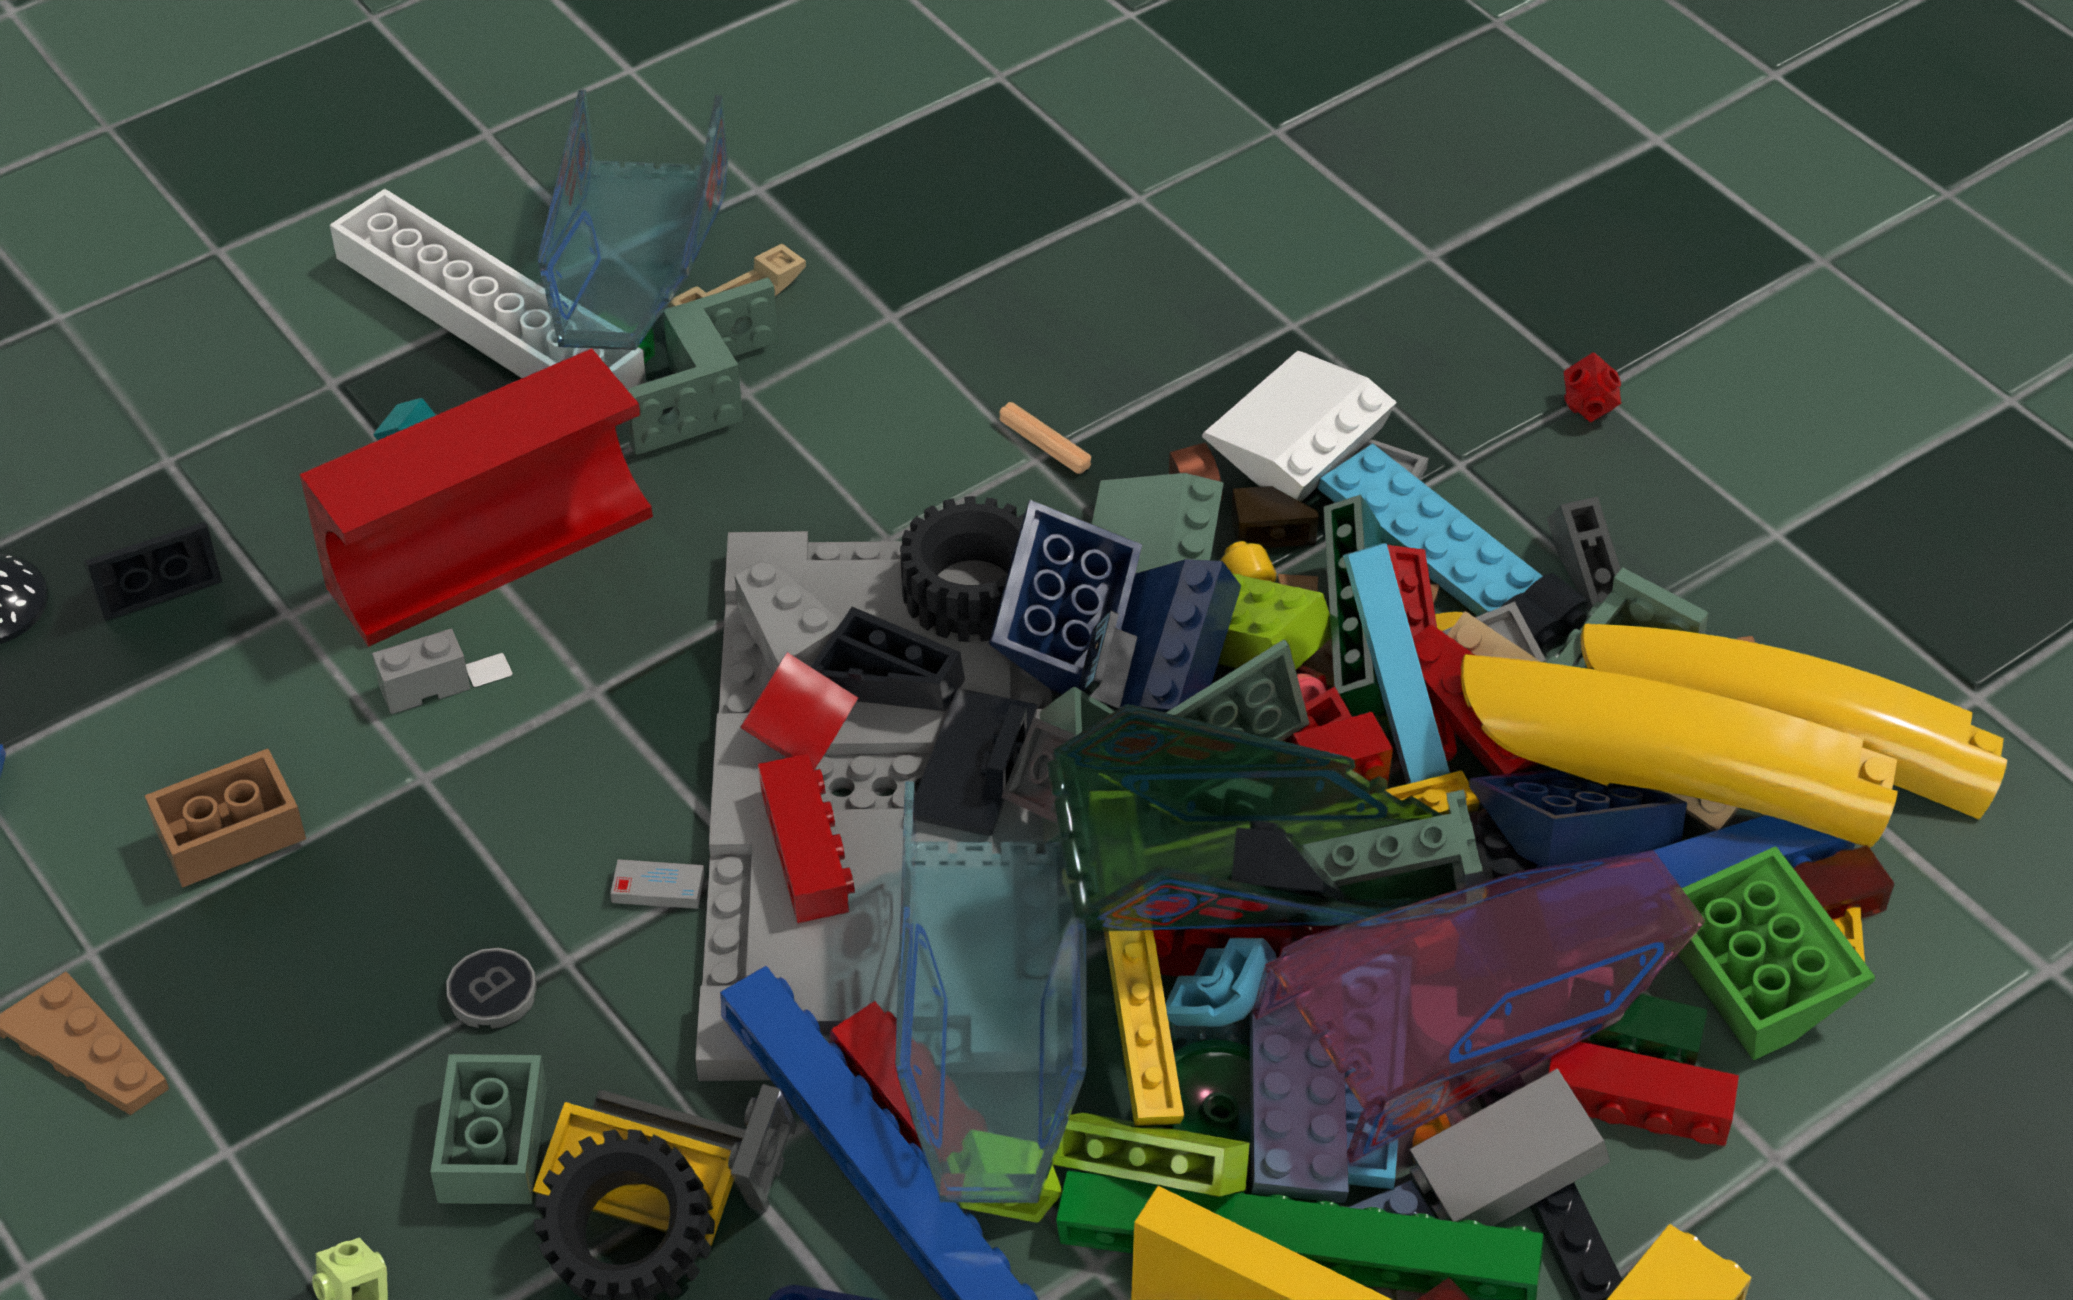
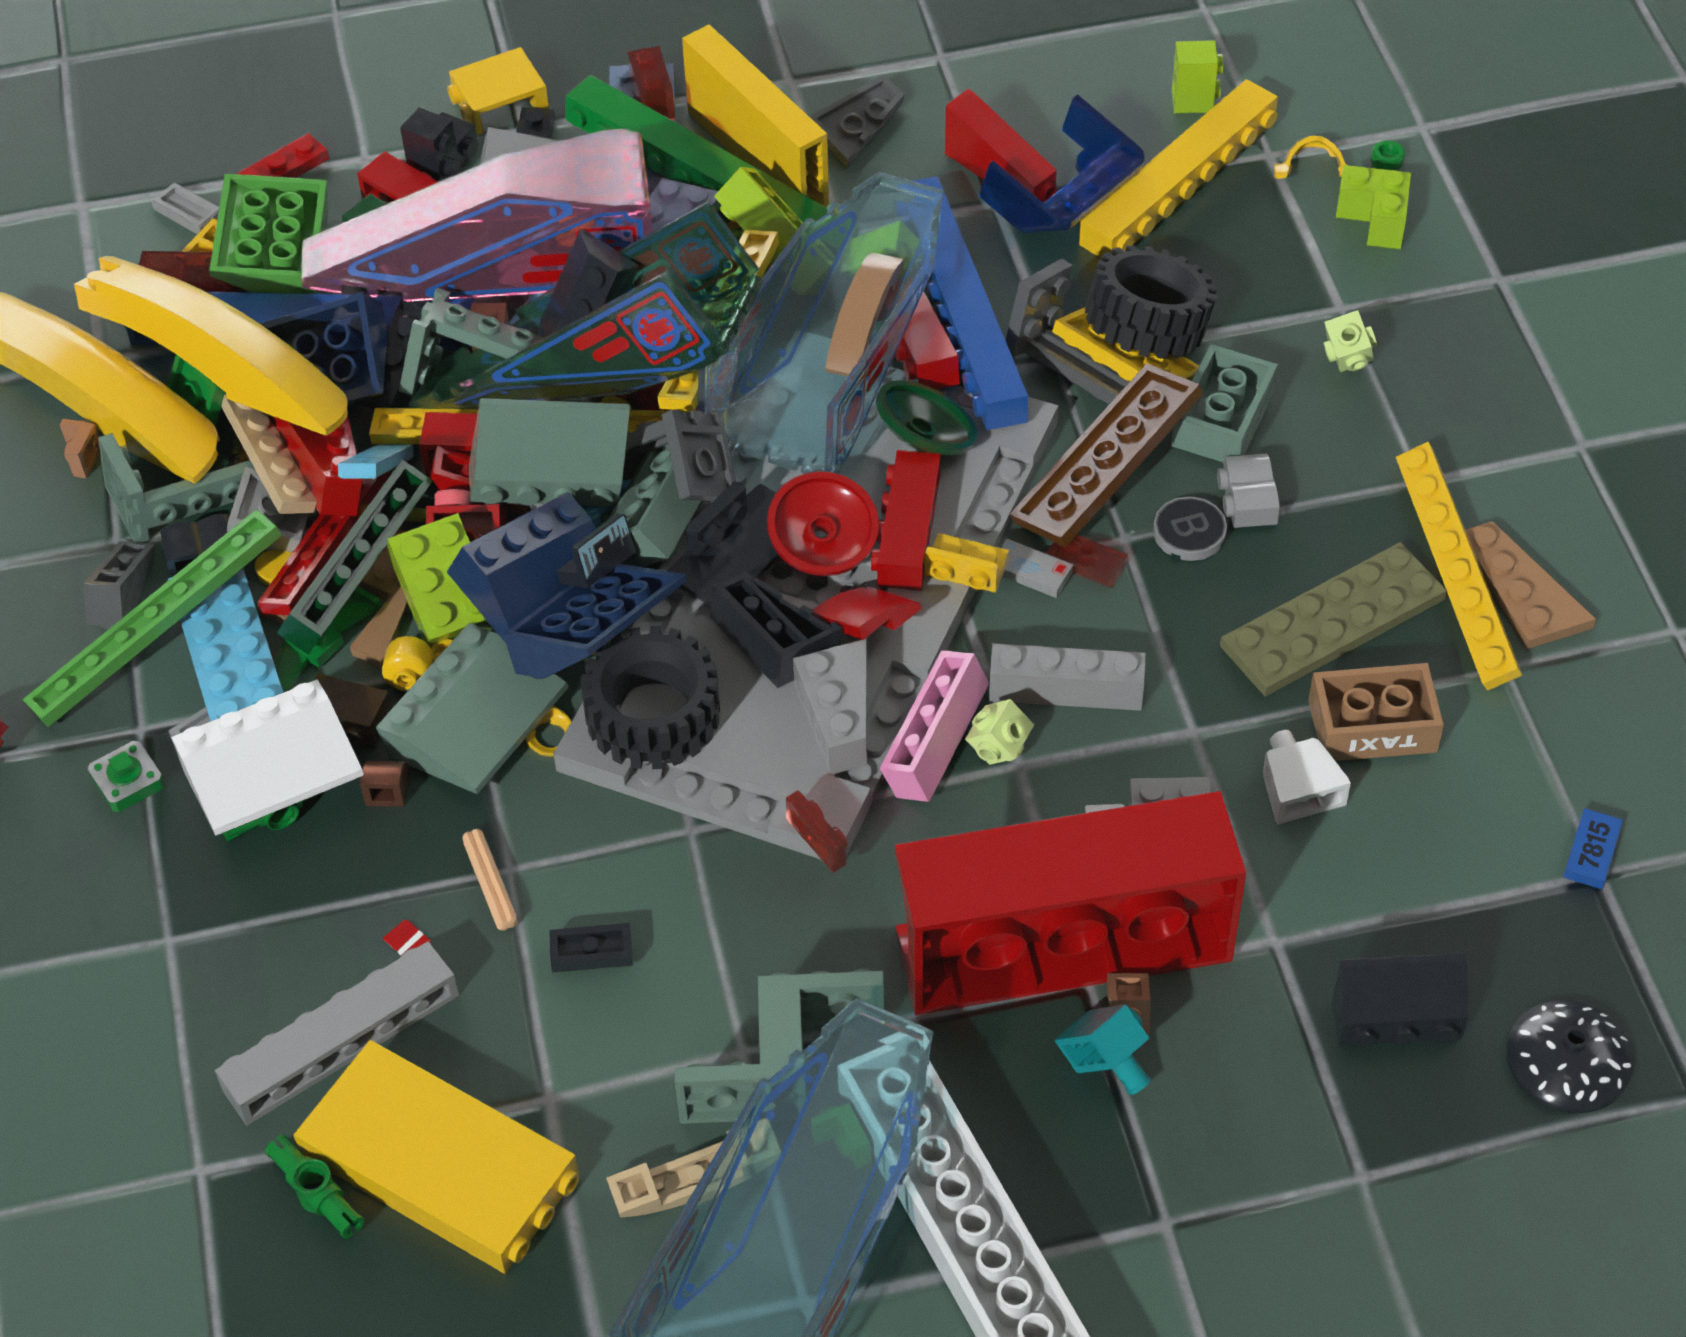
camera: 155 degrees left, 5 degrees up
(165, 1041) = (1458, 567): none -> yellow plate
(295, 939) = (1332, 619): none -> olive plate
(296, 739) = (1302, 778): none -> white torso
(425, 1038) = (1249, 490): none -> light grey brick
(570, 762) = (1067, 676): none -> light grey brick
(599, 916) = (1091, 559): none -> clear red plate
(606, 999) = (1106, 454): none -> reddish brown plate
(618, 683) = (999, 732): none -> yellowish green brick
(685, 666) = (934, 726): none -> bright pink brick
(721, 818) = (966, 562): none -> yellow bracket
(752, 516) = (809, 822): none -> clear red plate
(811, 926) = (925, 418): none -> dark green dish
(870, 779) = (828, 505): none -> red dish
(918, 410) = (591, 947): none -> black plate
(951, 240) = (438, 1156): none -> yellow brick
(970, 1044) = (861, 311): none -> medium nougat slope
(1035, 196) = (325, 1199): none -> green pin
(1088, 383) = (405, 937): none -> red sticker
(1090, 291) = (336, 1032): none -> light grey brick
(1435, 418) = (126, 776): none -> piece
(1514, 520) = (151, 618): none -> bright green plate
(1676, 1163) = (438, 143): none -> black brick
(1861, 1095) = (291, 159): none -> red plate
(1918, 1000) = (185, 207): none -> light grey tile

